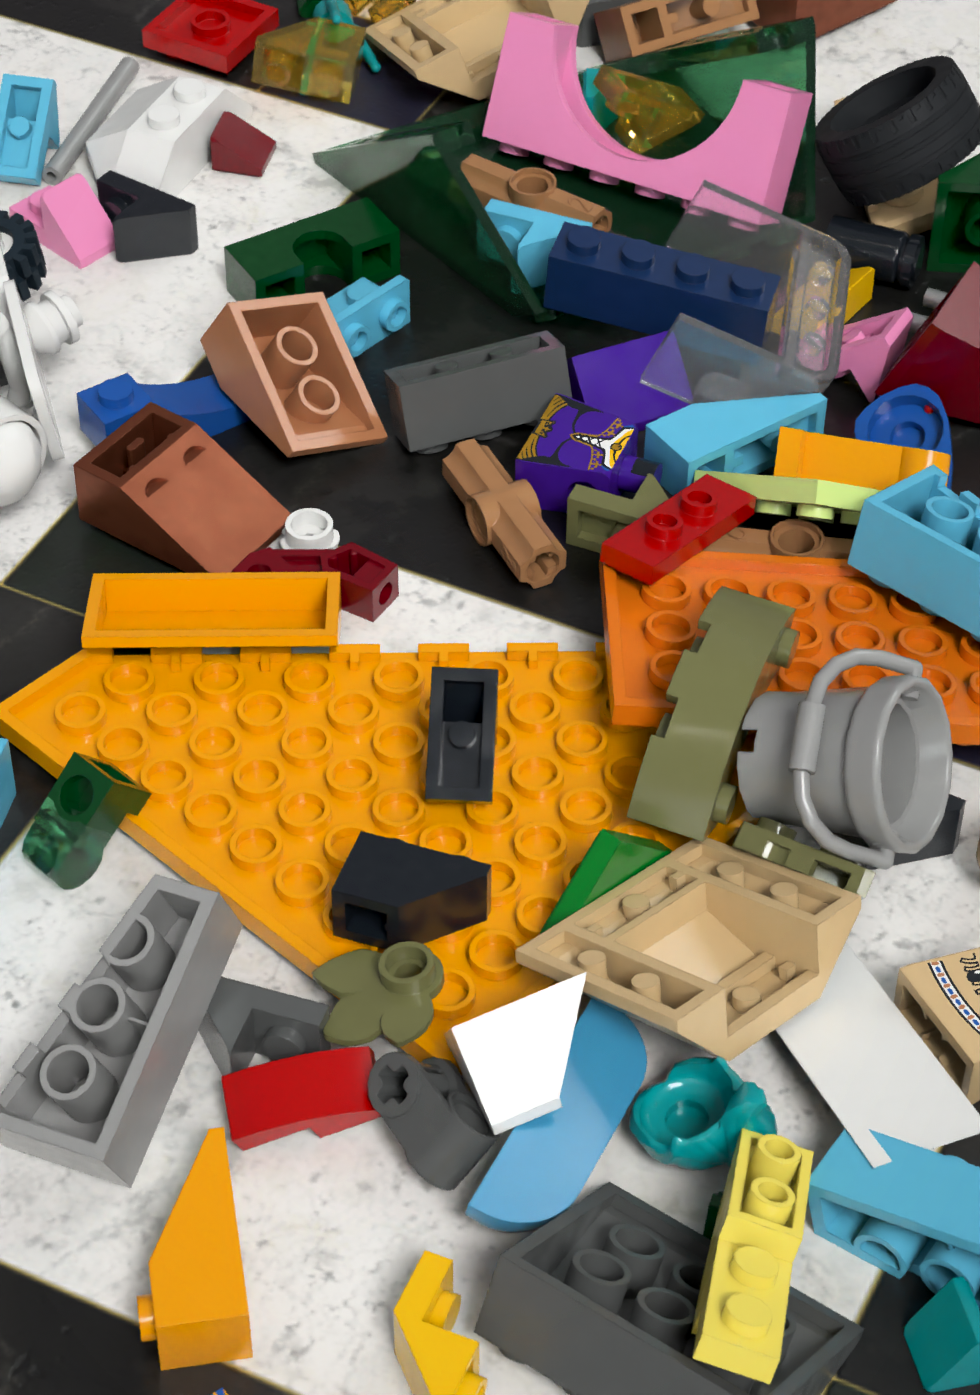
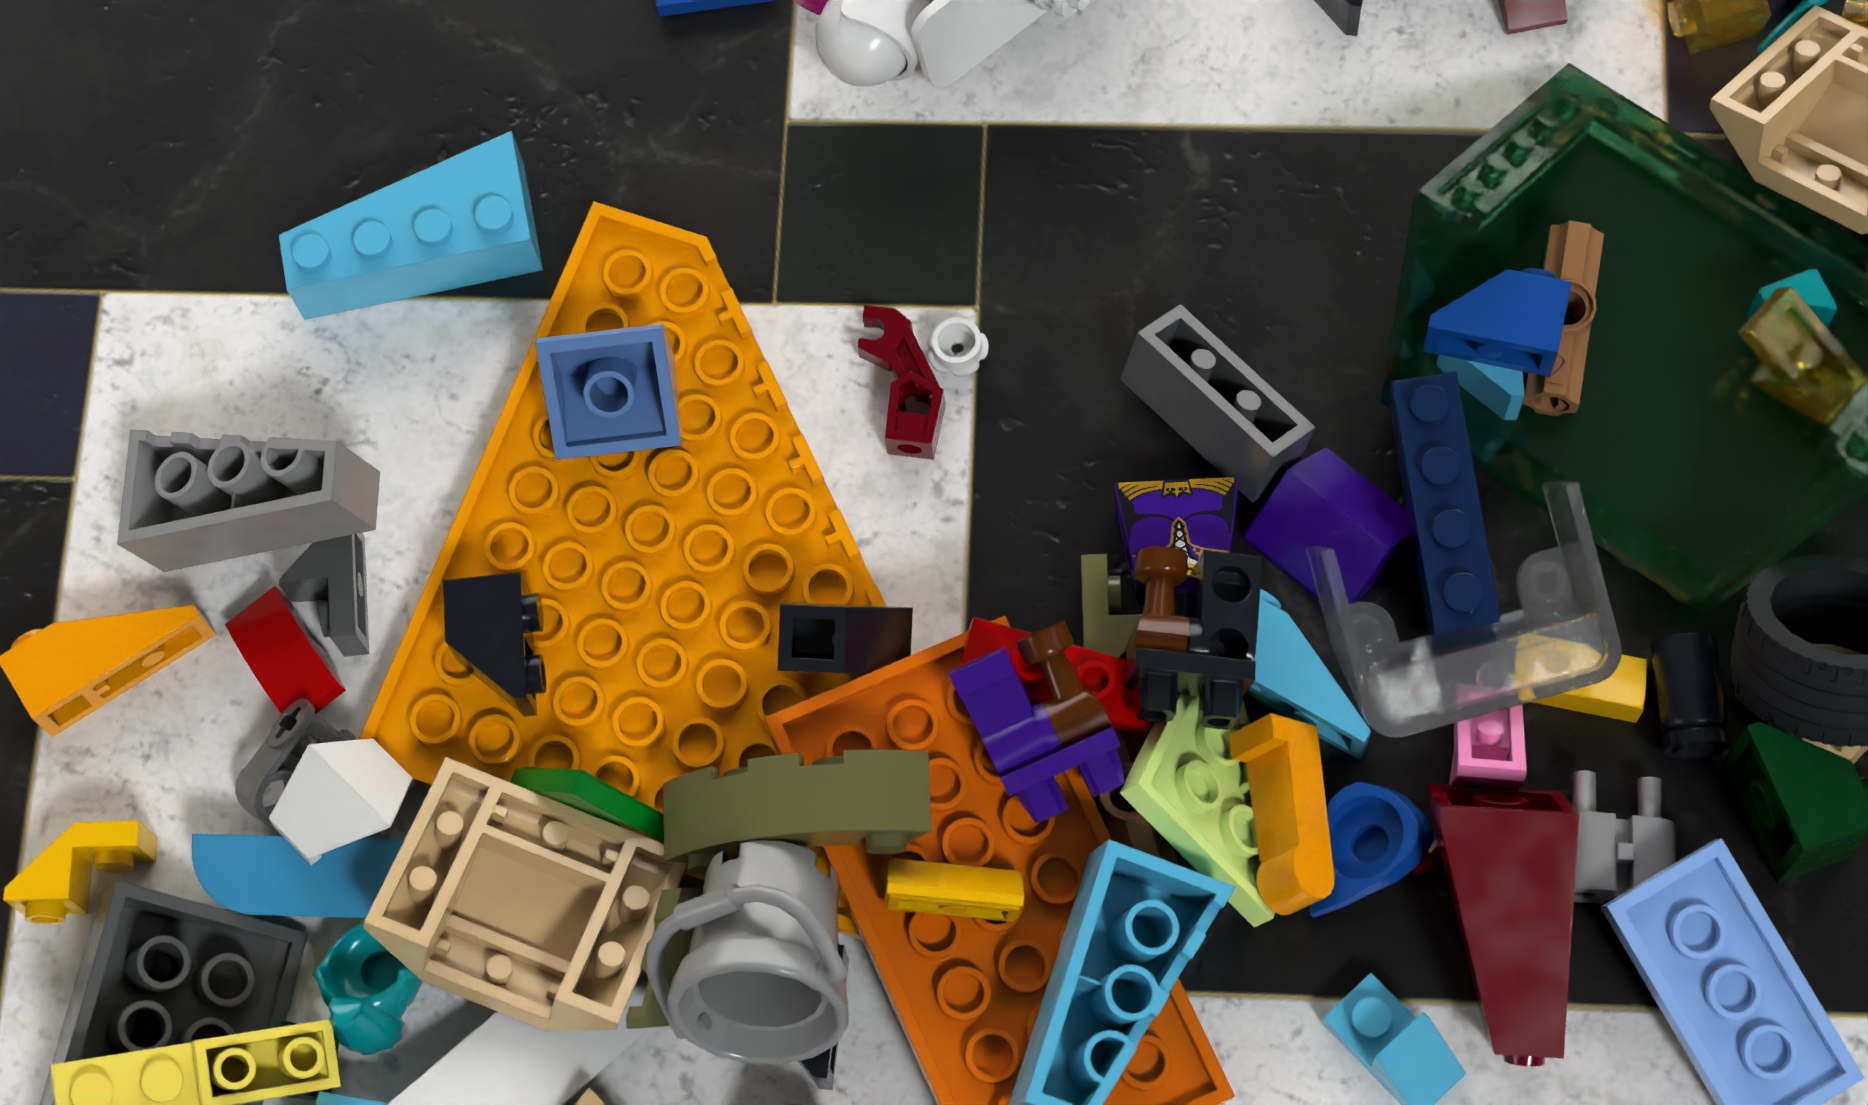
camera: 75 degrees right, 25 degrees up
(80, 819) = (492, 341): leg -> none
(117, 399) = (1060, 138): blue slope -> none
(176, 494) = (932, 214): copper slope -> none
(206, 733) = (610, 391): none -> medium blue slope
(213, 610) = (783, 323): light orange slope -> none
(292, 374) = (1147, 231): nougat slope -> none
(340, 242) = (1327, 120): dark green arch -> none
(370, 311) = (1298, 232): medium azure bracket -> none
(381, 993) = (385, 667): olive plate -> none
(462, 735) = (685, 604): black slope -> none
(504, 513) = (1067, 502): medium nougat piece -> none
(540, 192) = (1504, 322): none -> blue slope
(543, 110) = (1712, 255): bright pink arch -> none
(551, 660) = (842, 637): none -> black slope
(698, 426) = (1196, 654): none -> black hips
(726, 525) = (1041, 739): none -> dark purple hips
(851, 628) = (953, 890): none -> yellow slope

